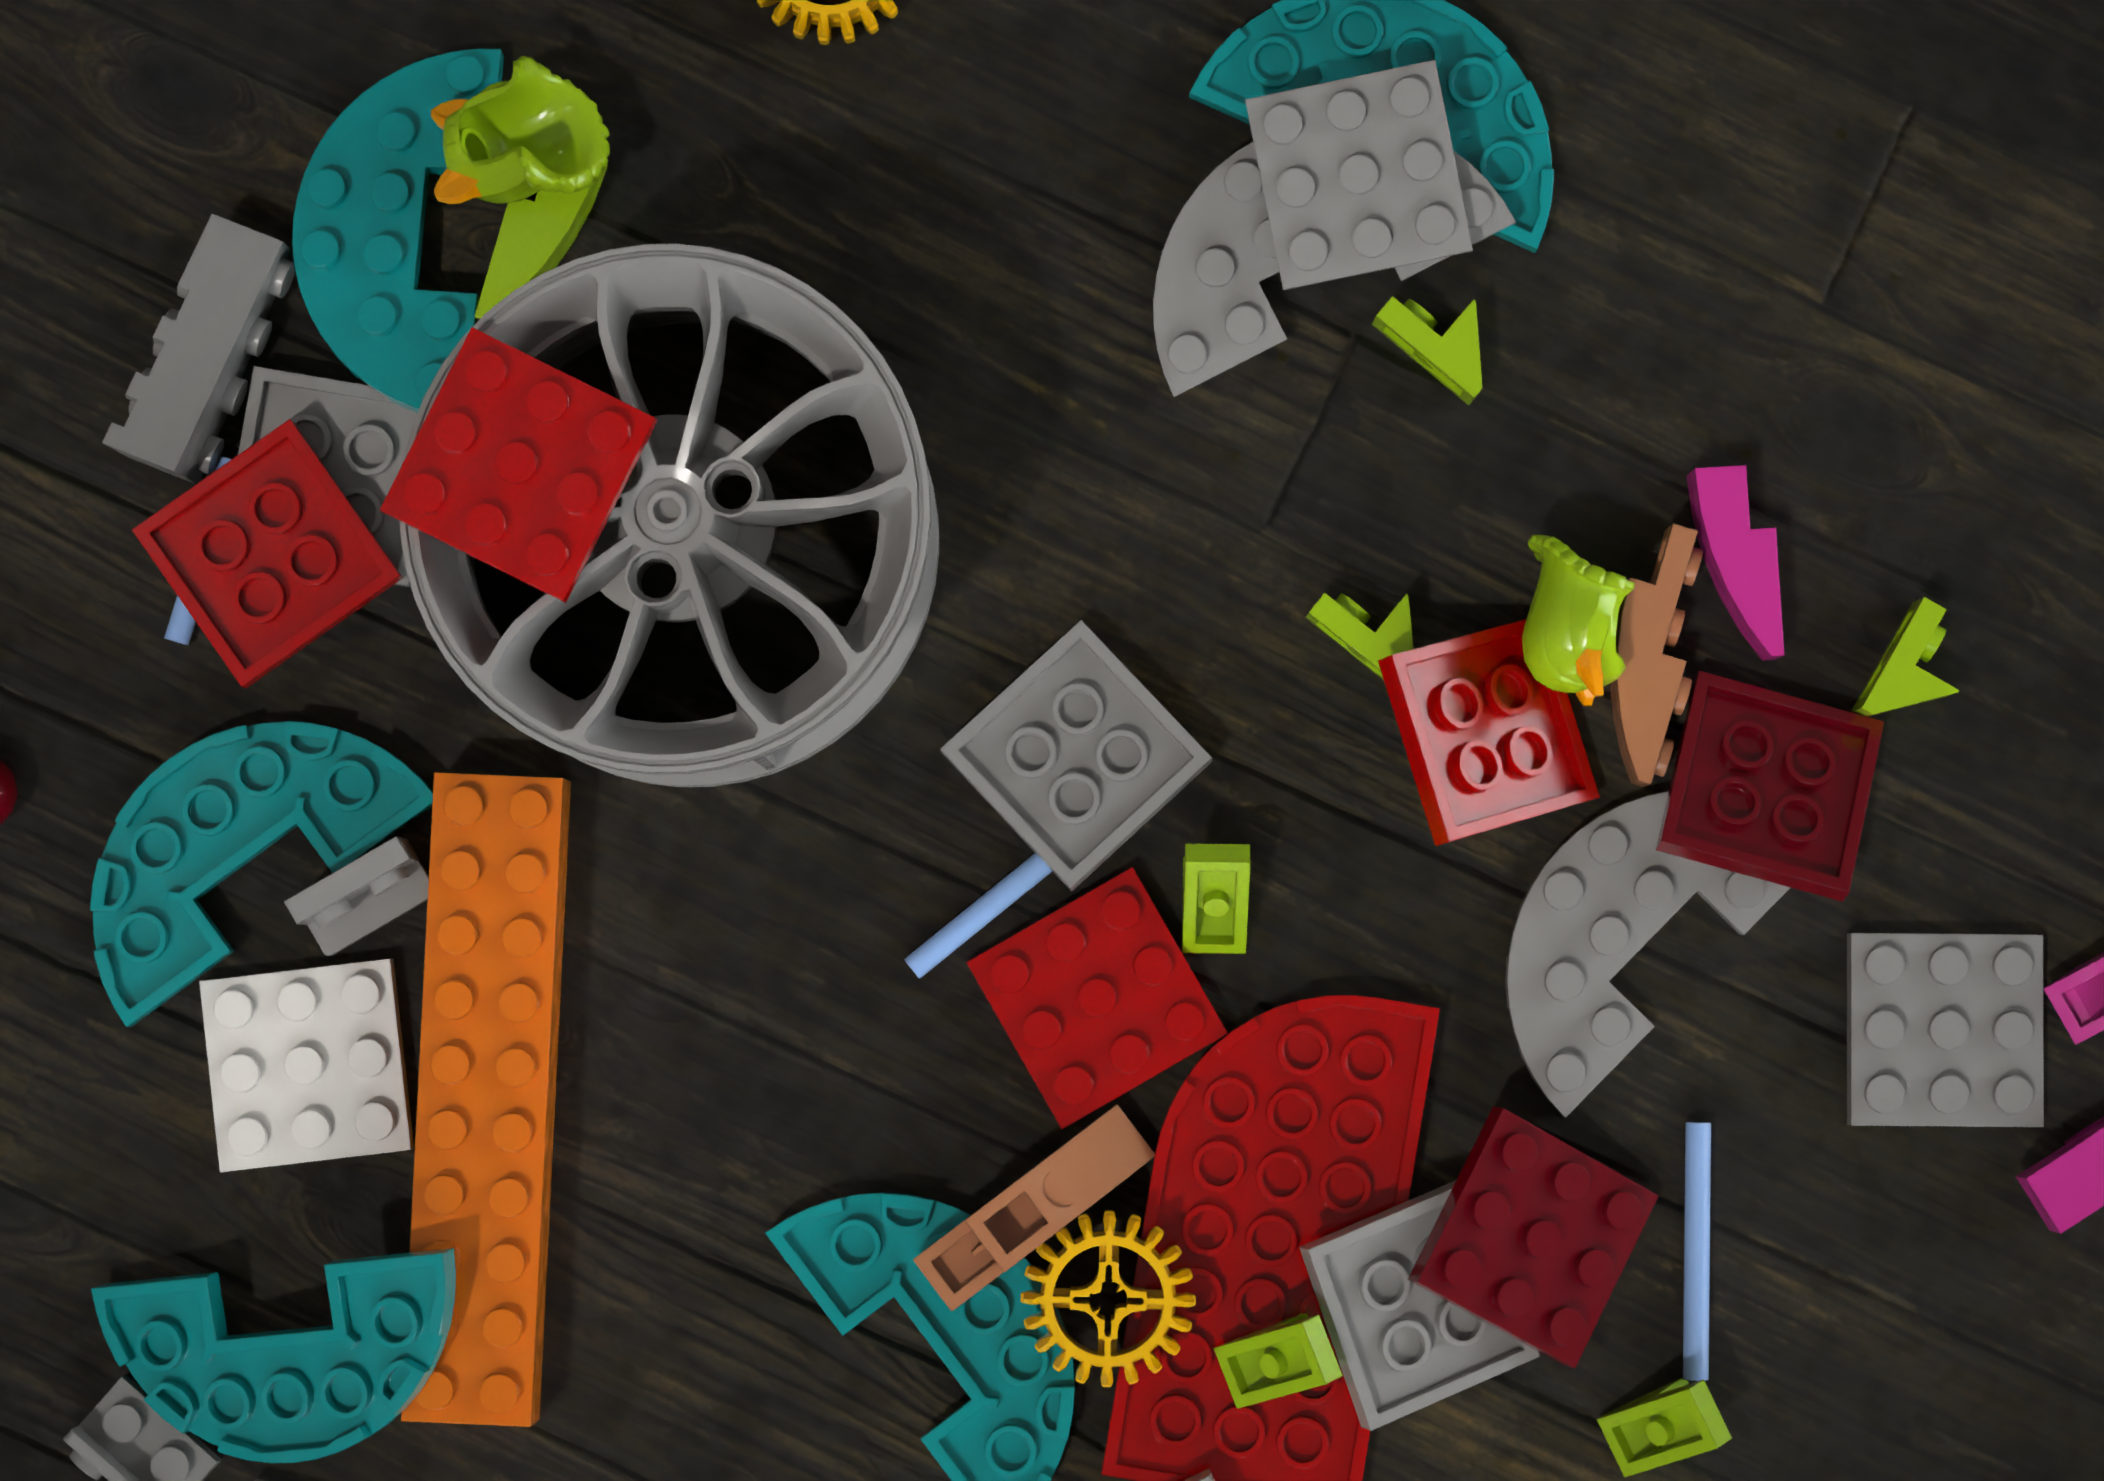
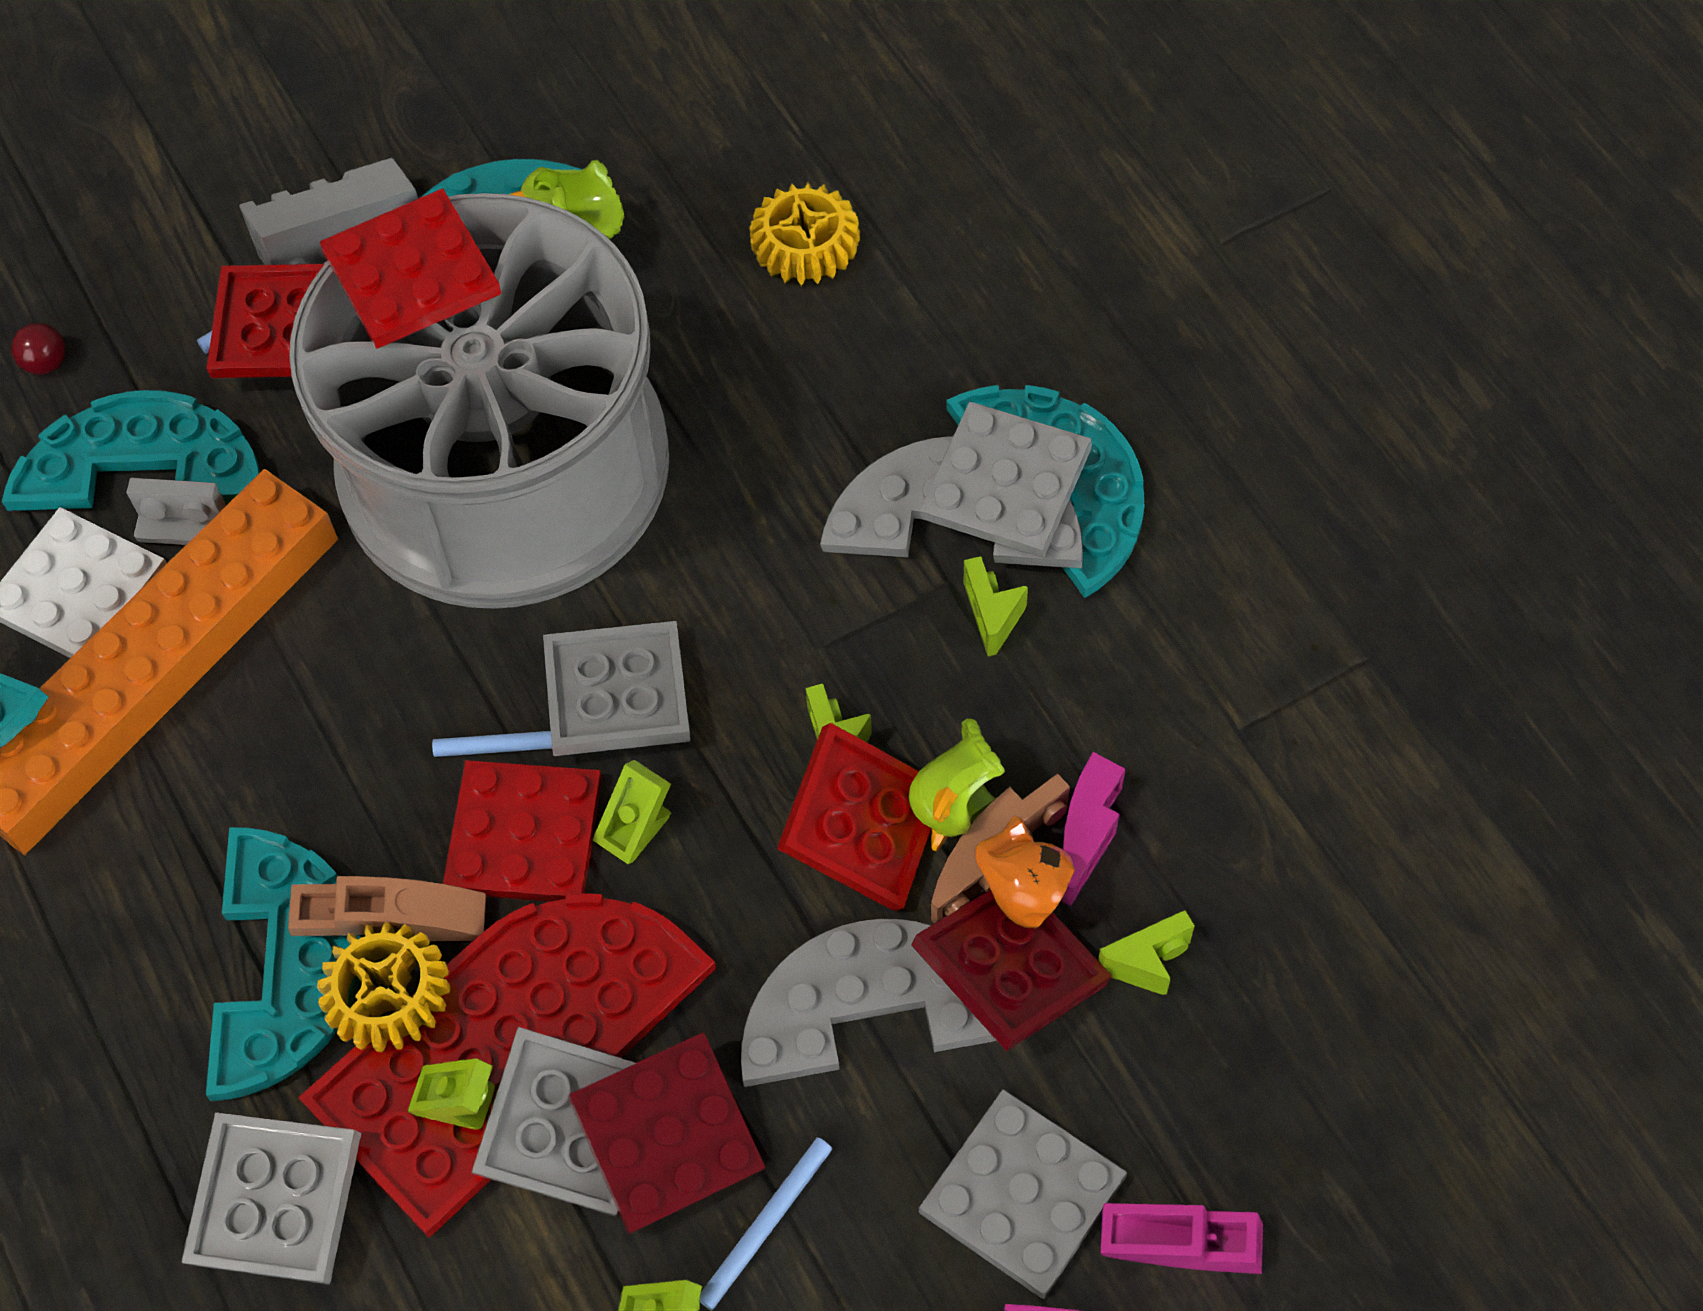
camera: 35 degrees right, 25 degrees down
(1729, 683) = (1024, 874): none -> orange piece

